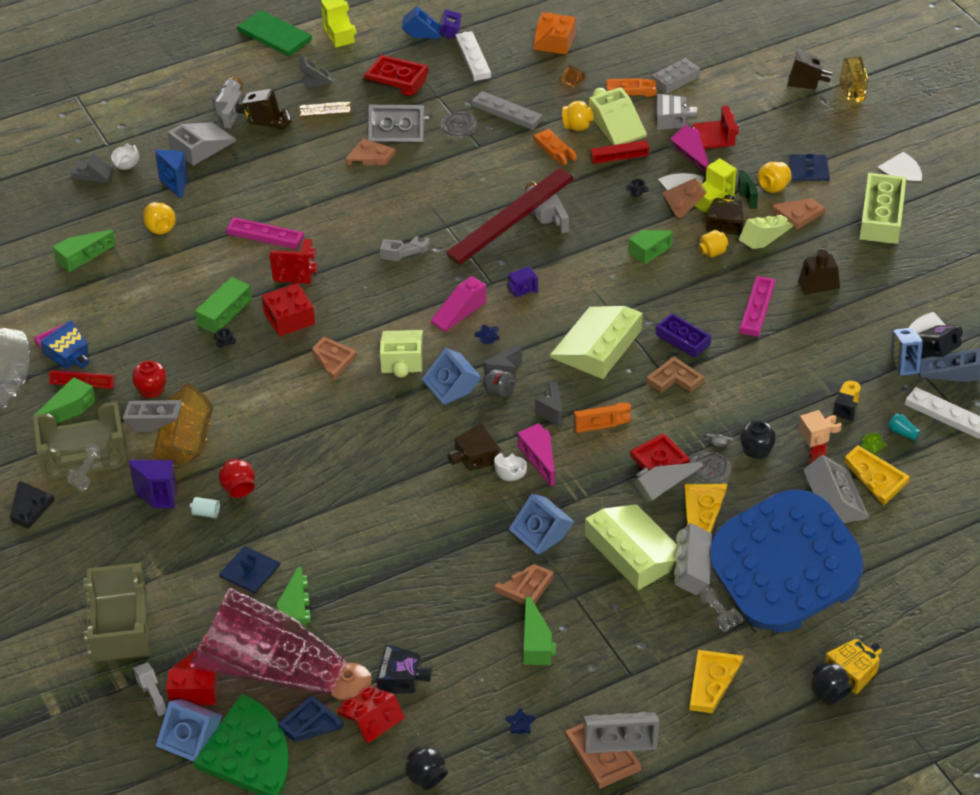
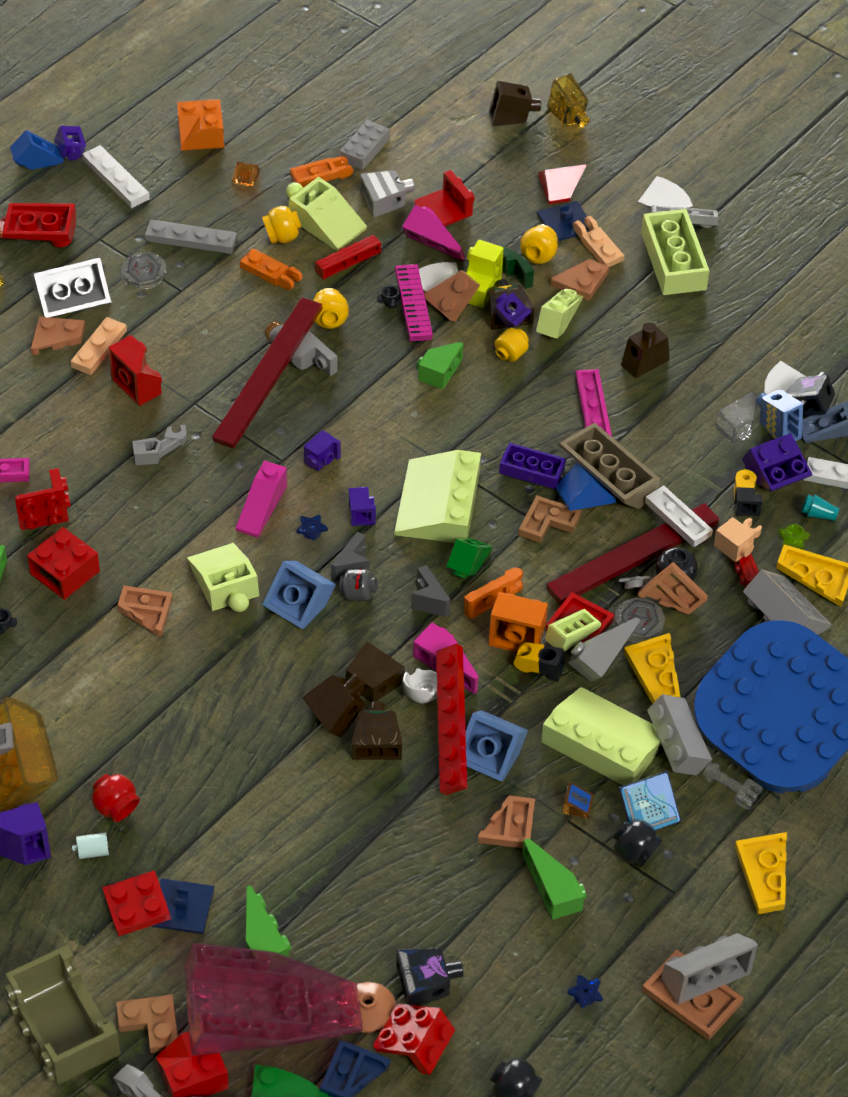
camera: 25 degrees left, 5 degrees up
(184, 635) = (153, 1014): none -> medium nougat plate
(216, 556) = (136, 903): none -> red plate
(397, 169) = (96, 347): none -> light nougat plate
(410, 190) = (132, 372): none -> red slope
(435, 459) = (336, 702): none -> dark brown torso
(455, 492) = (377, 734): none -> dark brown torso
(516, 496) = (451, 719): none -> red plate
(532, 329) = (361, 507): none -> dark purple brick
(583, 184) = (334, 309): none -> yellow piece
(588, 584) = (577, 801): none -> slope
(596, 385) = (468, 556): none -> green slope
(605, 442) = (516, 621): none -> orange slope
(614, 475) = (540, 659): none -> leg
(615, 626) = (636, 842): none -> black piece
(640, 458) = (565, 635): none -> yellowish green slope
(641, 602) = (651, 801): none -> piece
(652, 196) = (413, 302): none -> dark pink tile
(715, 361) = (583, 490): none -> blue slope
(721, 223) = (508, 317): none -> dark purple brick
(730, 419) = (623, 558): none -> dark red tile
(743, 350) = (611, 465): none -> dark tan slope
(746, 453) = (674, 590): none -> nougat wing
(779, 400) = (678, 516): none -> white plate
(818, 136) = (560, 182): none -> slope
(826, 189) = (598, 242): none -> light nougat hinge
(871, 343) = (737, 419): none -> clear slope
(883, 382) = (777, 463): none -> dark purple slope
(923, 190) = (703, 217): none -> light grey plate

